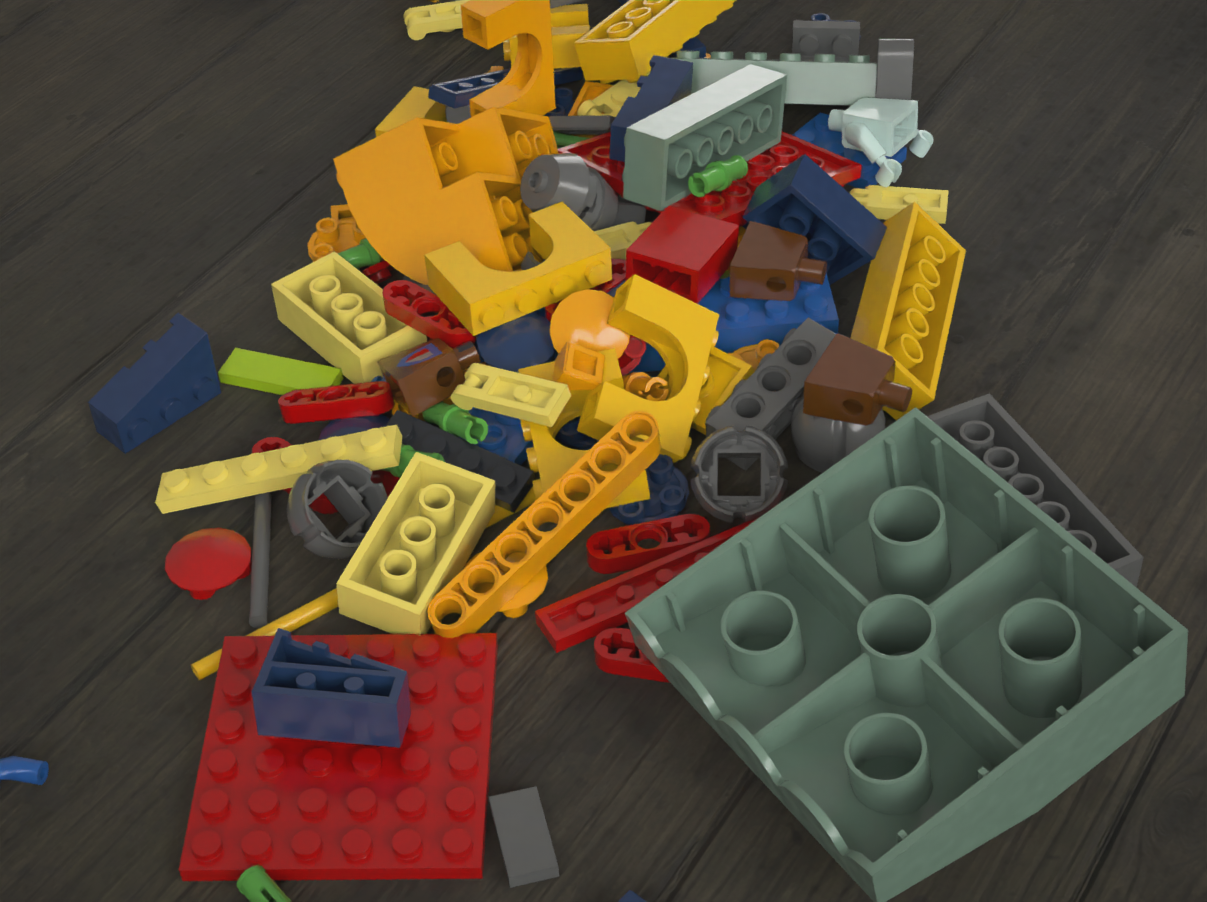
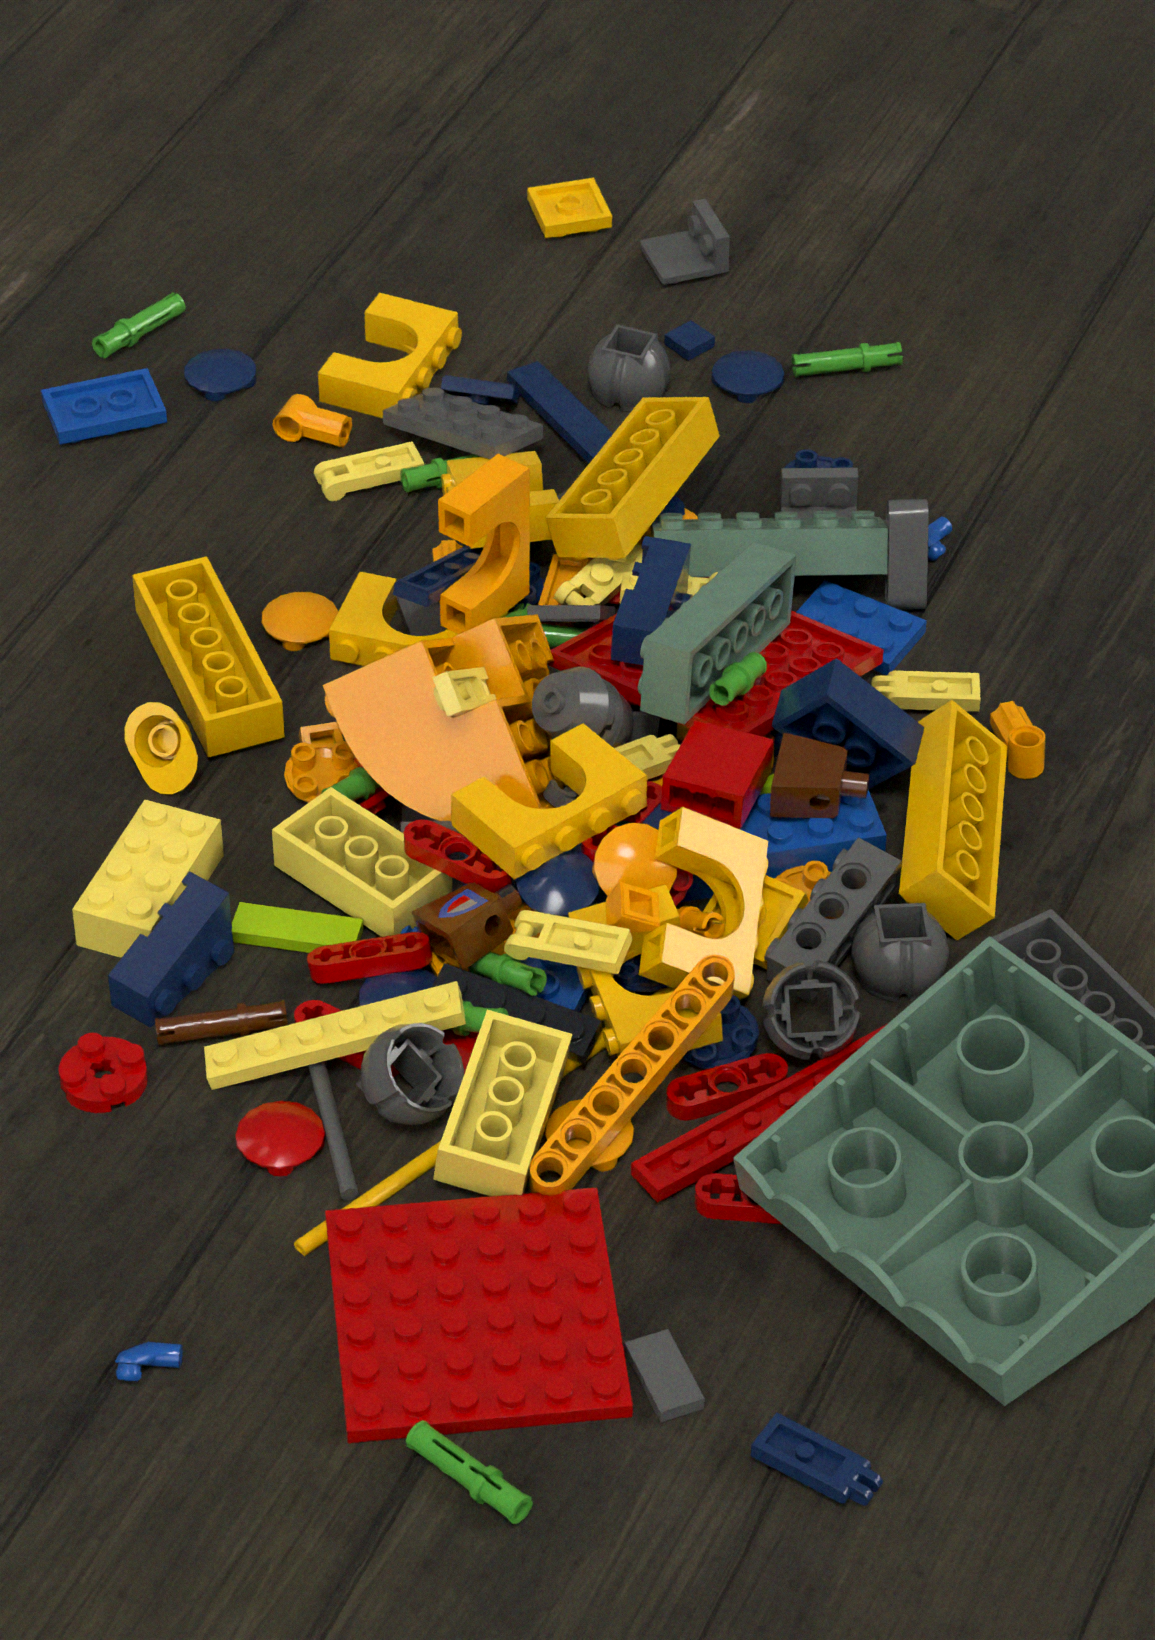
camera: 10 degrees left, 0 degrees up
(60, 473) = (100, 1054): none -> red plate
(144, 314) = (144, 874): none -> light yellow brick
(184, 452) = (221, 1022): none -> reddish brown pin
(205, 215) = (161, 747): none -> yellow piece
(268, 148) = (208, 657): none -> yellow brick
(329, 697) = (461, 1259): dark blue wedge -> none
(356, 124) = (298, 618): none -> light orange dish
(449, 163) = (462, 690): none -> light yellow plate
(853, 383) = (917, 909): reddish brown torso -> none
(881, 130) = (899, 607): light aqua torso -> none
(922, 82) = (936, 531): none -> blue arm
(981, 247) = (1023, 740): none -> light orange piece

